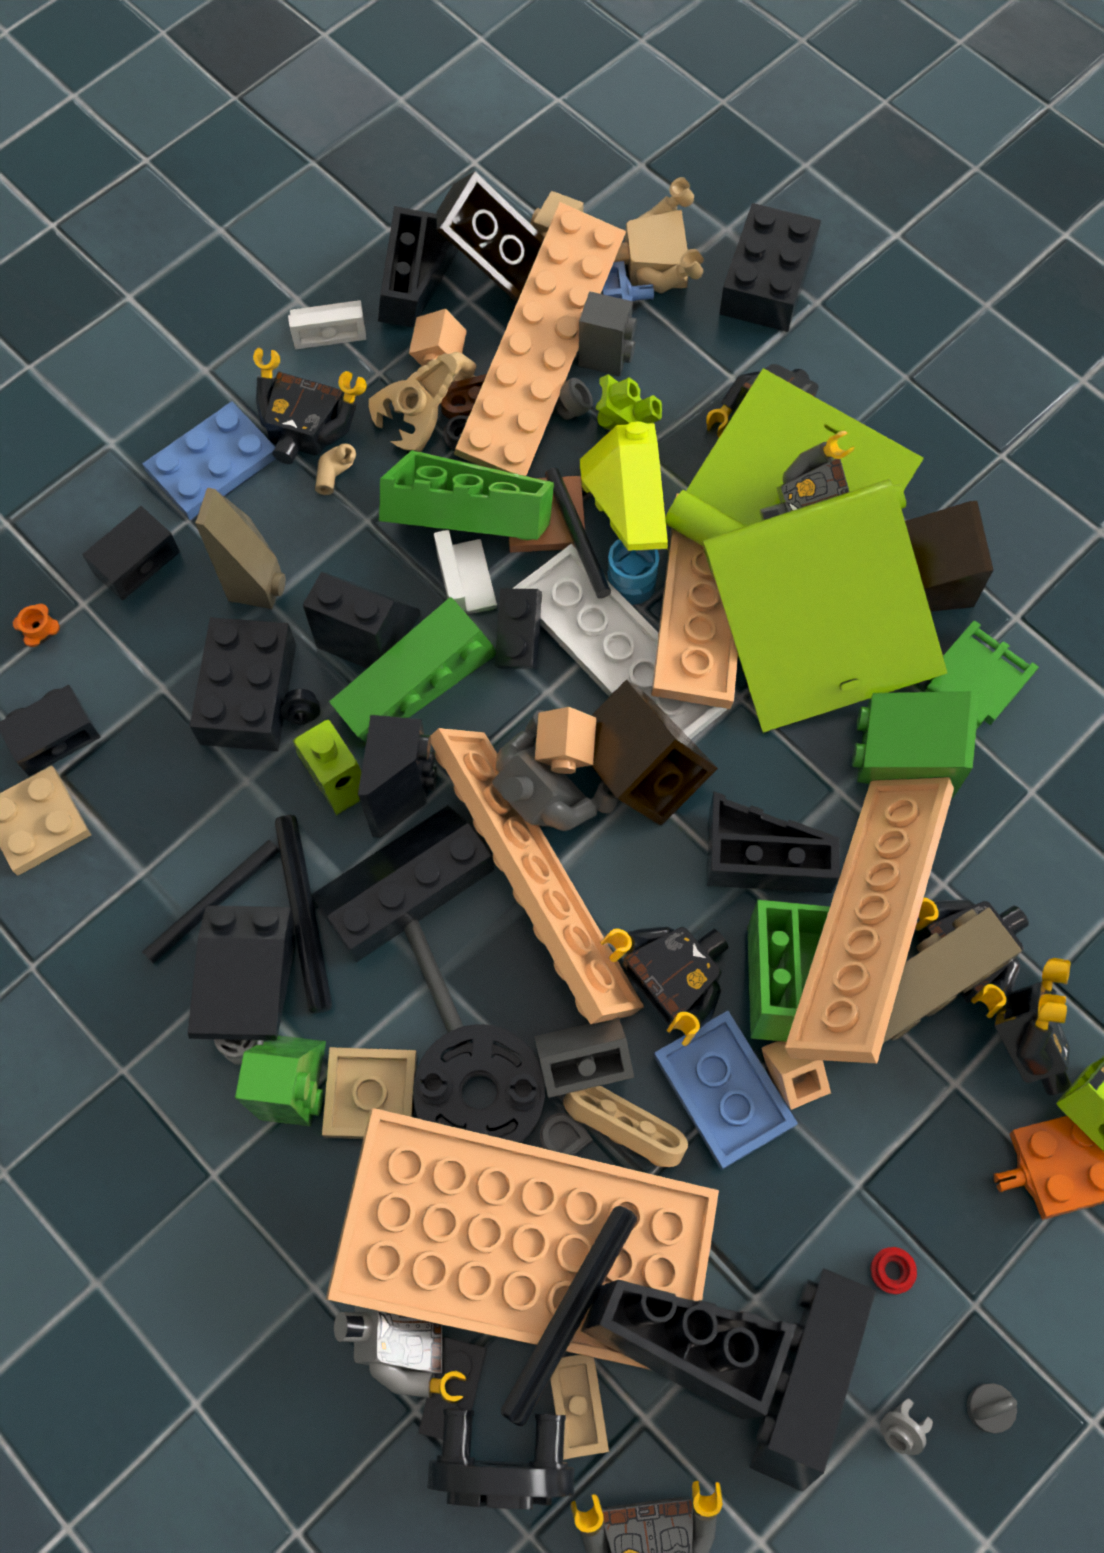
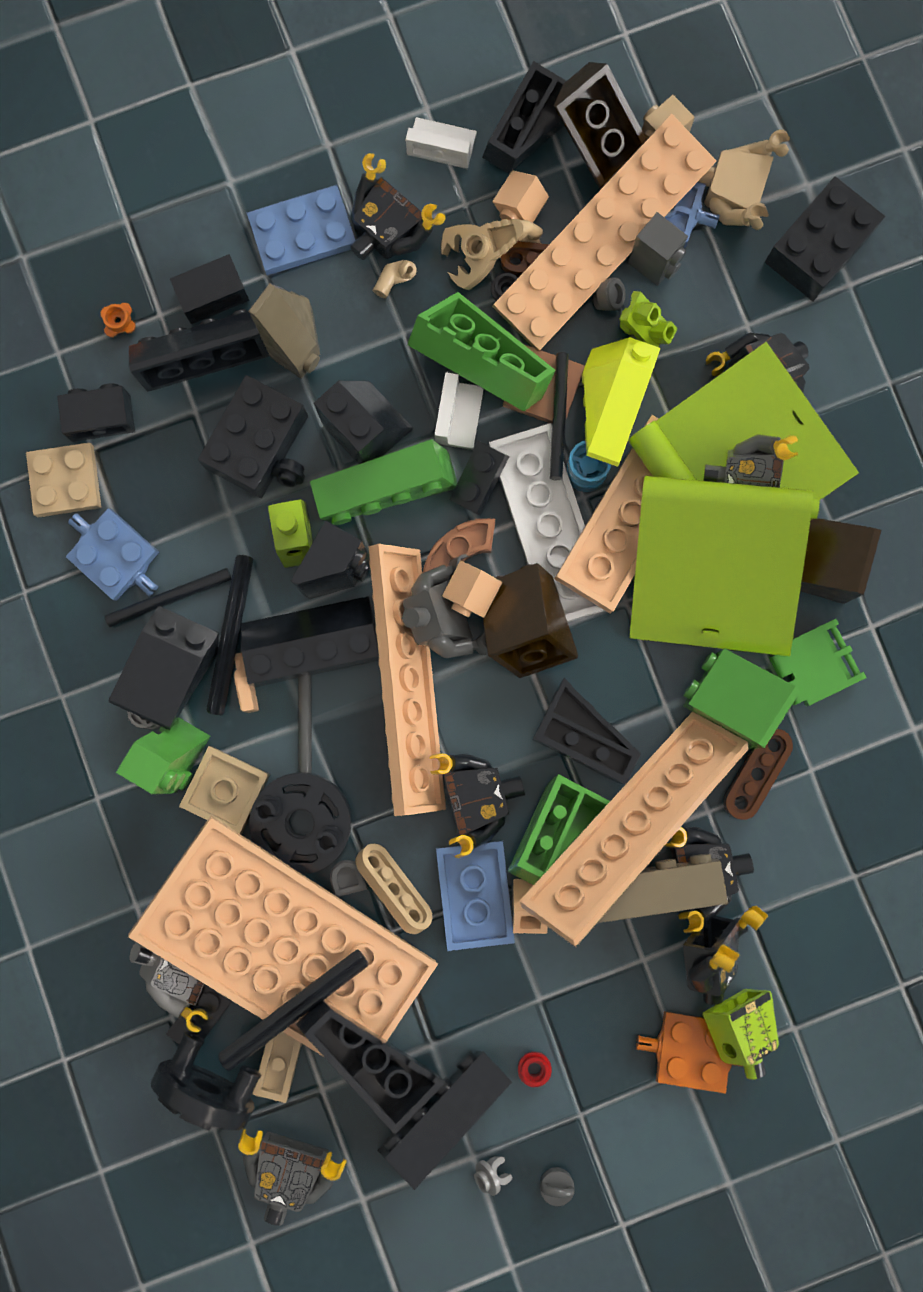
camera: 25 degrees right, 15 degrees up
(125, 878) = (112, 554): none -> medium blue plate
(145, 618) = (196, 351): none -> black slope
(345, 960) = (245, 692): none -> light nougat tile
(536, 693) = (466, 538): none -> nougat tile
(584, 1057) = (380, 834): dark grey brick -> none
(985, 803) = (756, 790): none -> reddish brown plate

